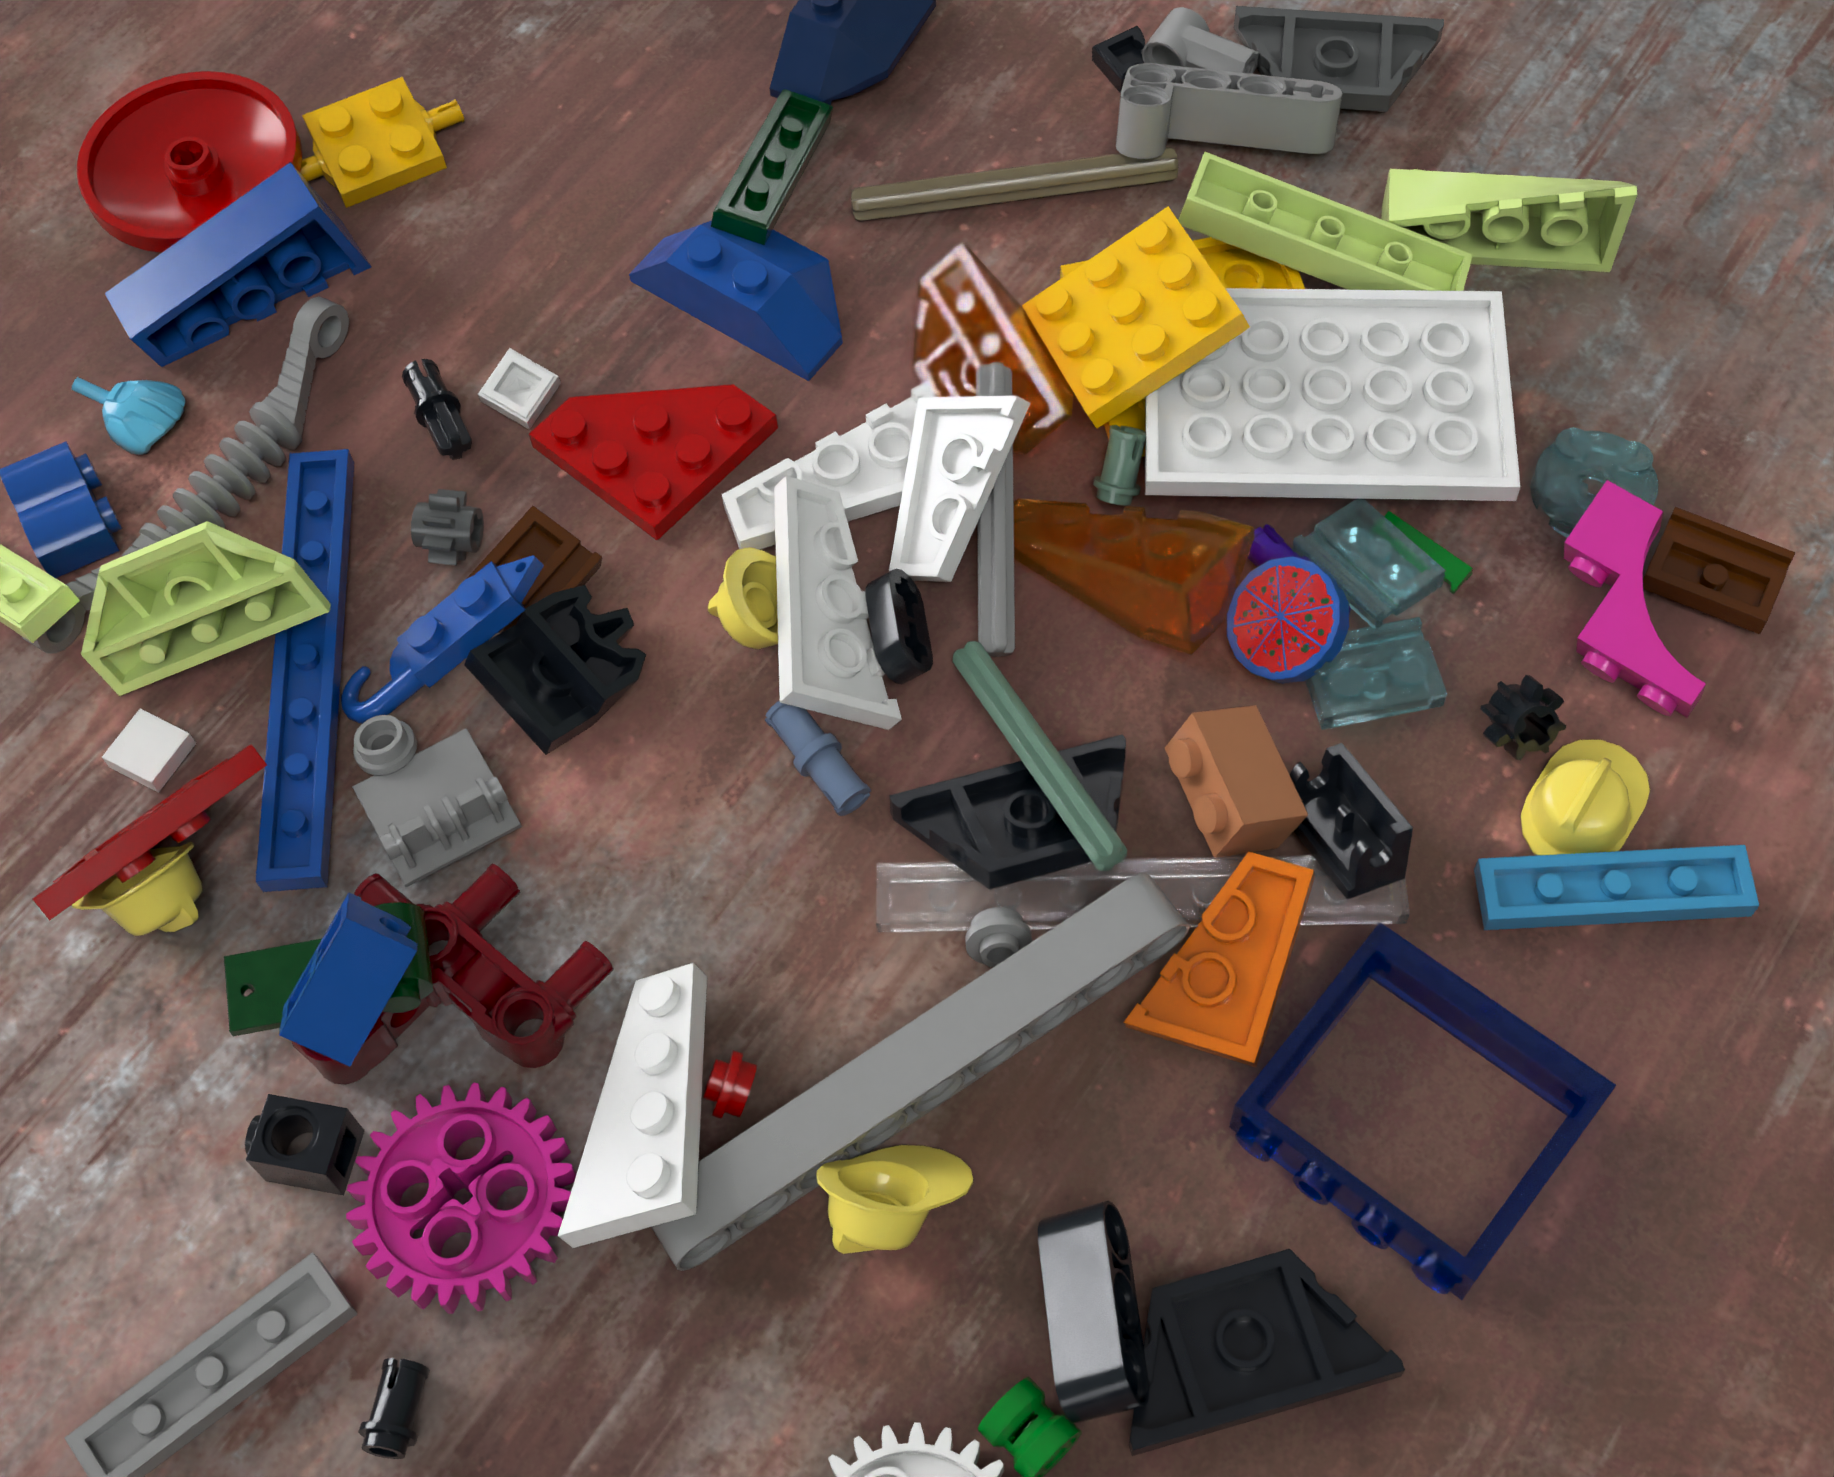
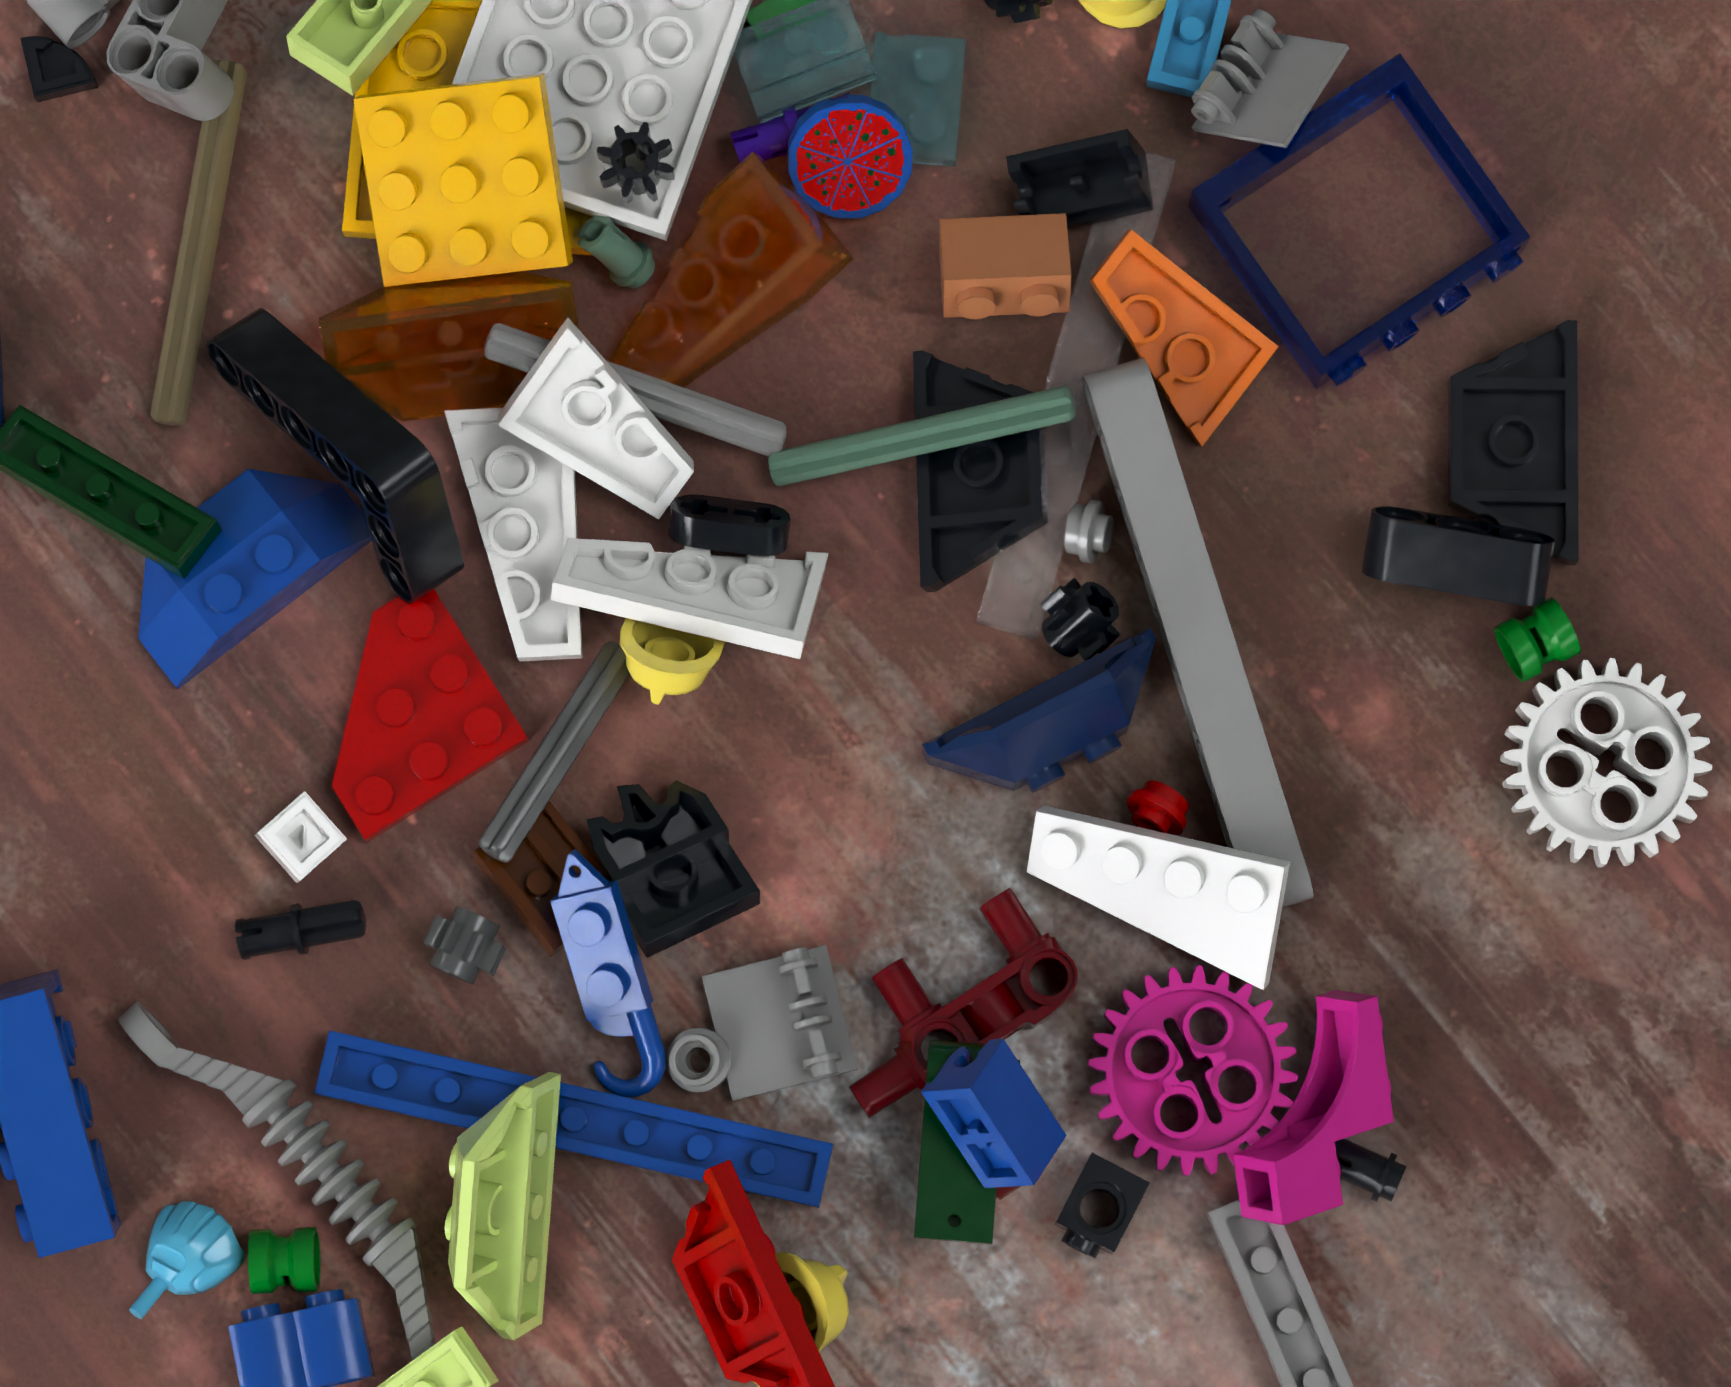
camera: 75 degrees left, 20 degrees up
(138, 475) = (283, 1260): none -> green wheel
(149, 750) = (623, 1298): white tile -> none
(365, 1315) = (1345, 1093): none -> dark pink arch
(626, 541) = (555, 754): none -> dark grey axle
(794, 961) = (1050, 723): none -> dark blue wedge
(818, 757) = (847, 642): sand blue pin -> none
(845, 301) = (354, 442): none -> black beam
(888, 1194) = (1303, 691): light yellow piece -> none
(903, 952) = (1080, 619): none -> black gear
(1199, 425) = (644, 149): none -> black gear
(1535, 972) = (1264, 83): none -> light grey hinge

